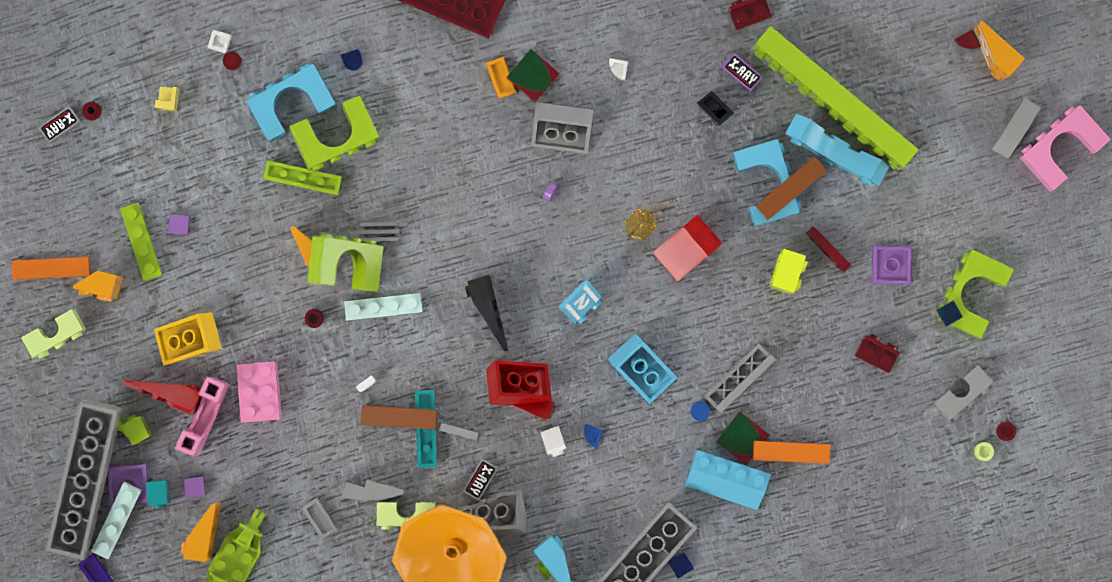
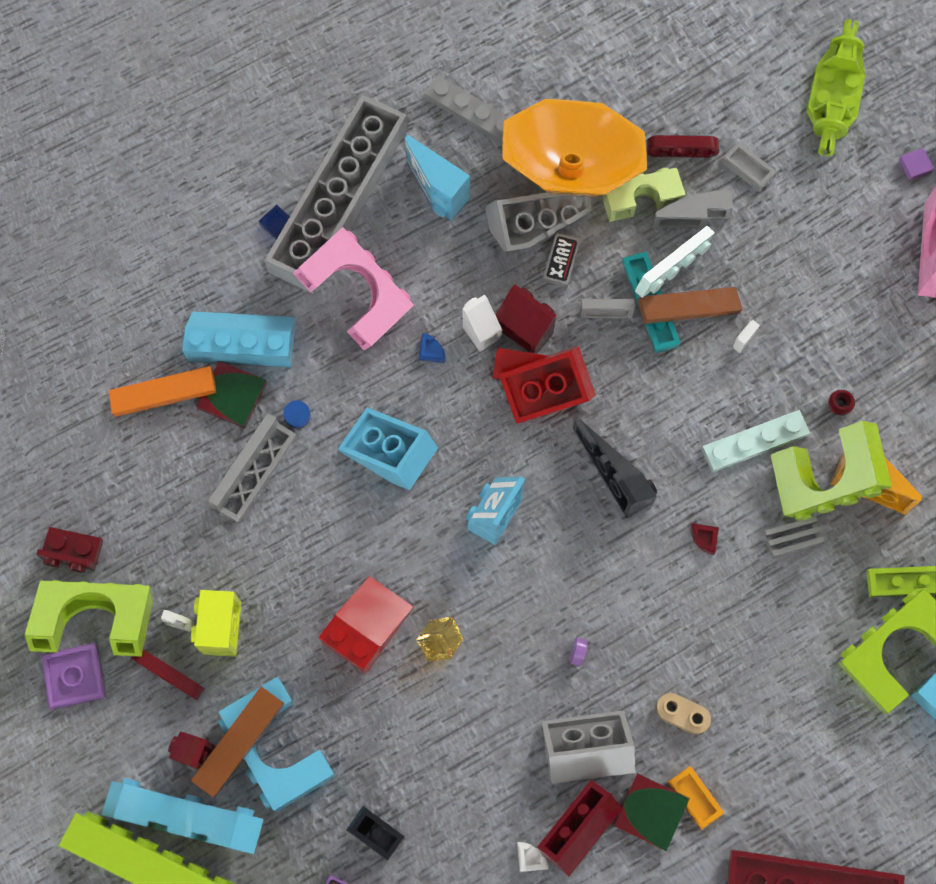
camera: 165 degrees right, 15 degrees down
(201, 540) = (885, 101): light orange slope -> none
(259, 391) = (880, 291): bright pink brick -> none
(352, 60) = (912, 766): clear blue tile -> none
(364, 545) = (682, 146): none -> dark red beam
(407, 445) = (670, 266): none -> light aqua plate
(440, 247) = (705, 537): none -> dark red tile
(492, 133) = (683, 714): none -> tan plate
(521, 434) = (526, 319): none -> dark red slope
(583, 76) = (579, 828): none -> dark red brick
(617, 473) = (387, 300): none -> bright pink arch
(813, 283) = (177, 621): none -> white tile
(823, 192) = (190, 750): none -> dark red slope
(891, 316) = (60, 601): none -> lime arch

